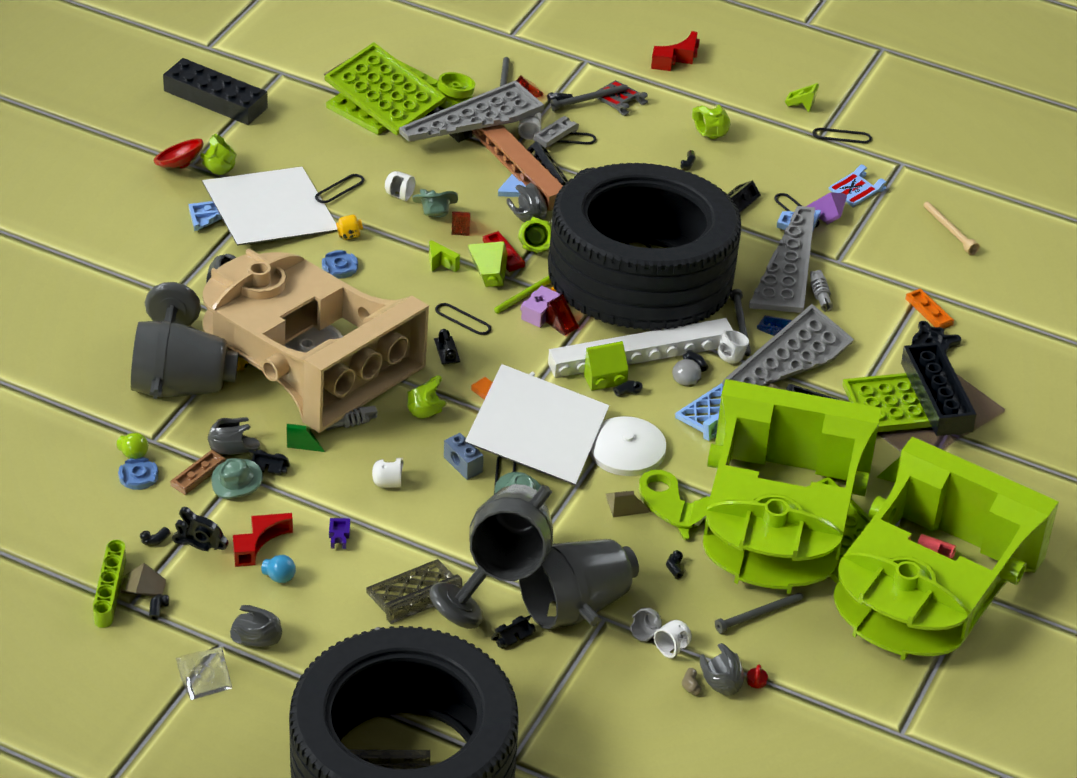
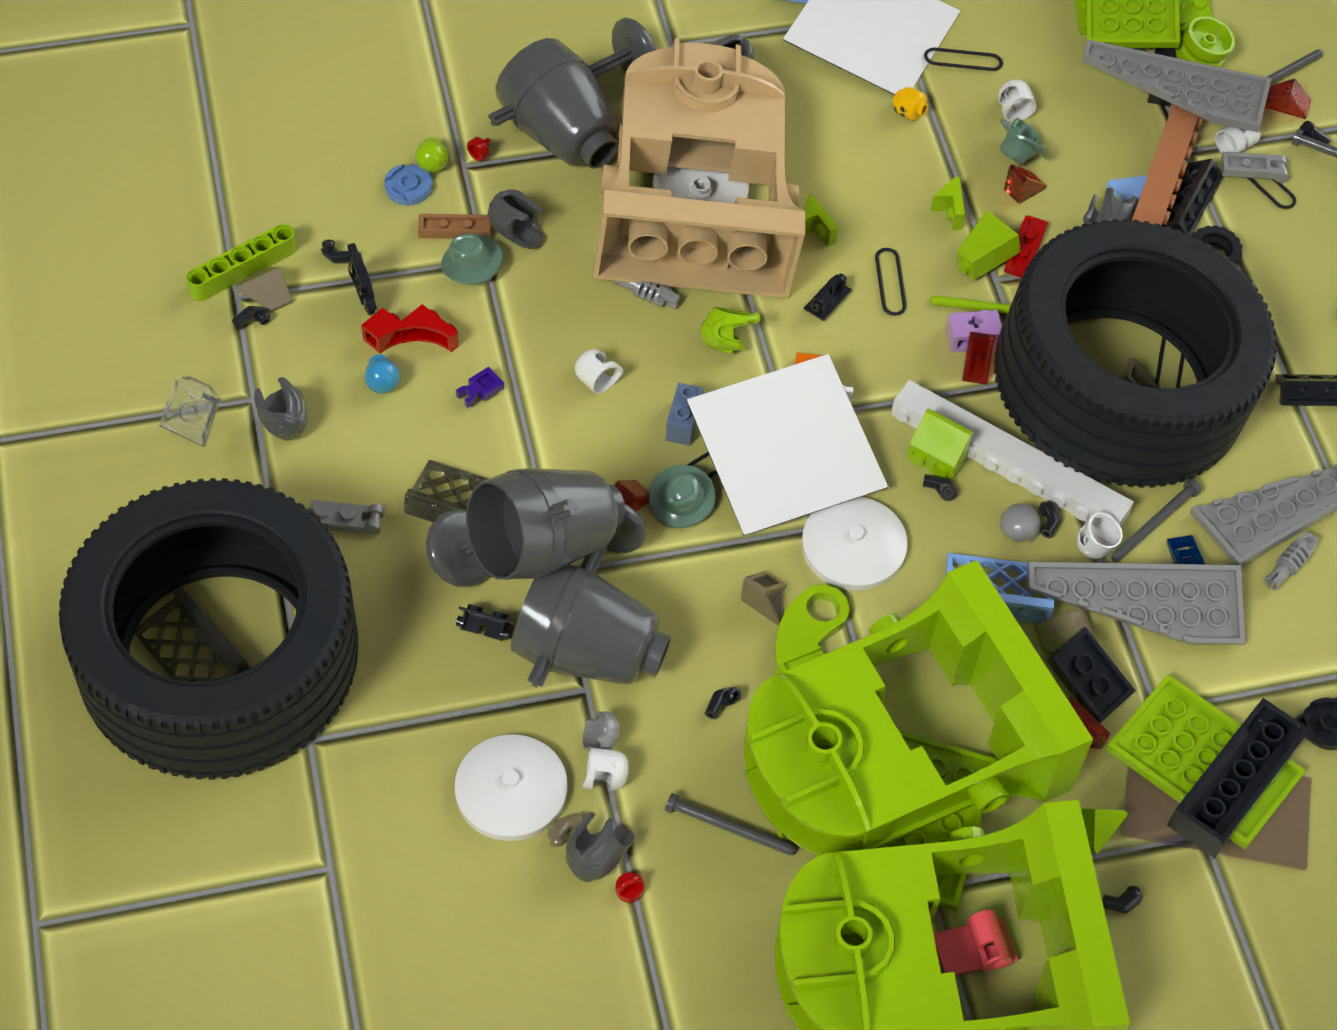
camera: 50 degrees right, 15 degrees up
(153, 423) = (478, 148): none -> red tile
(277, 463) = (523, 276): black hinge -> none
(302, 438) = (578, 268): green slope -> none
(340, 264) = (854, 133): medium blue tile -> none
(638, 689) = (511, 787): none -> white dish

